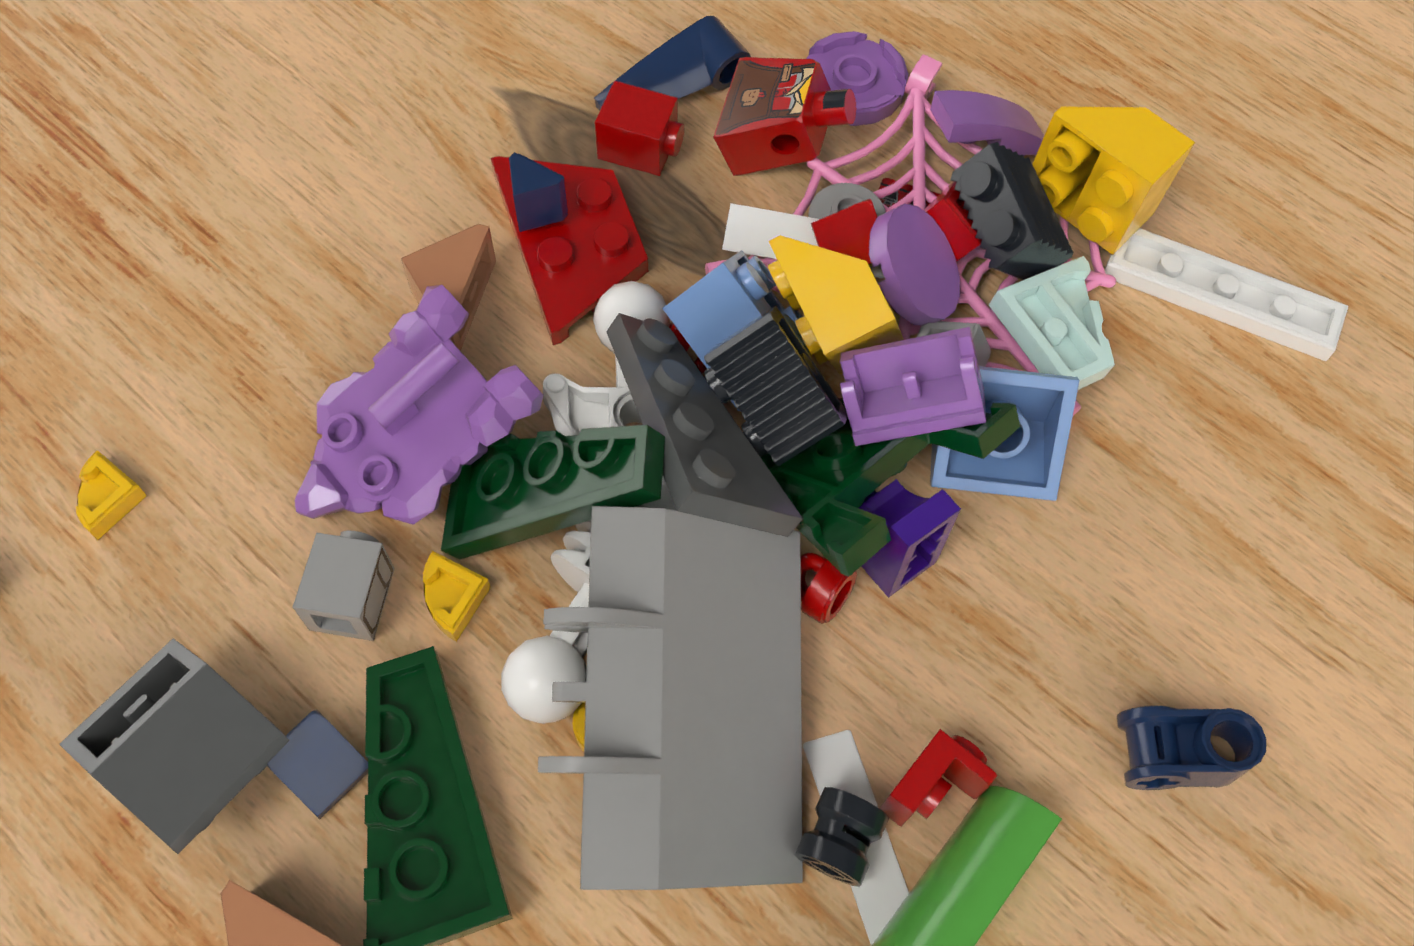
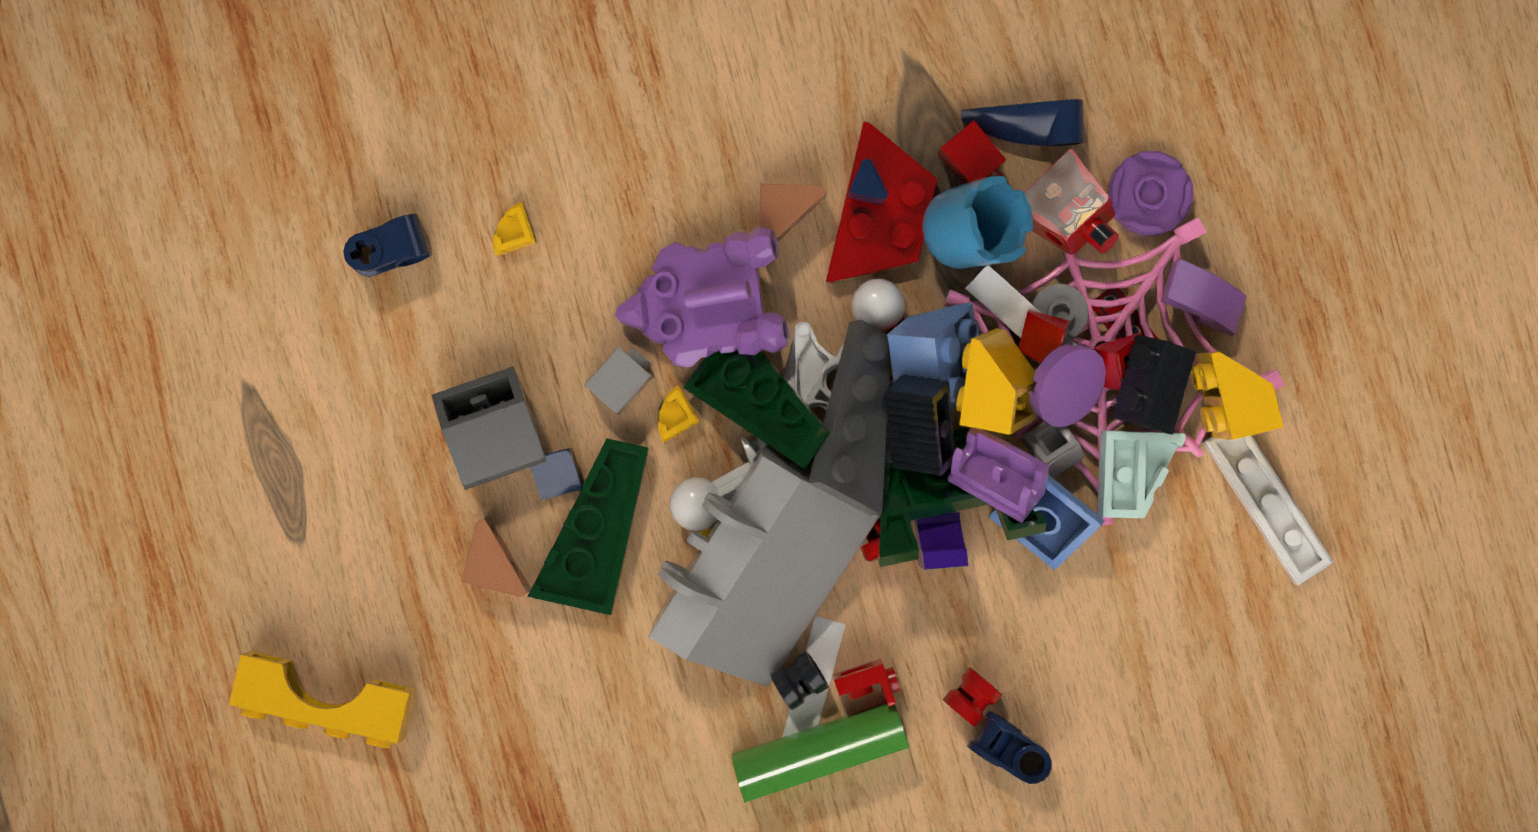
camera: 35 degrees right, 25 degrees up
(686, 166) = (977, 224): none -> dark azure cylinder
(1083, 709) = (978, 688): none -> red wheel

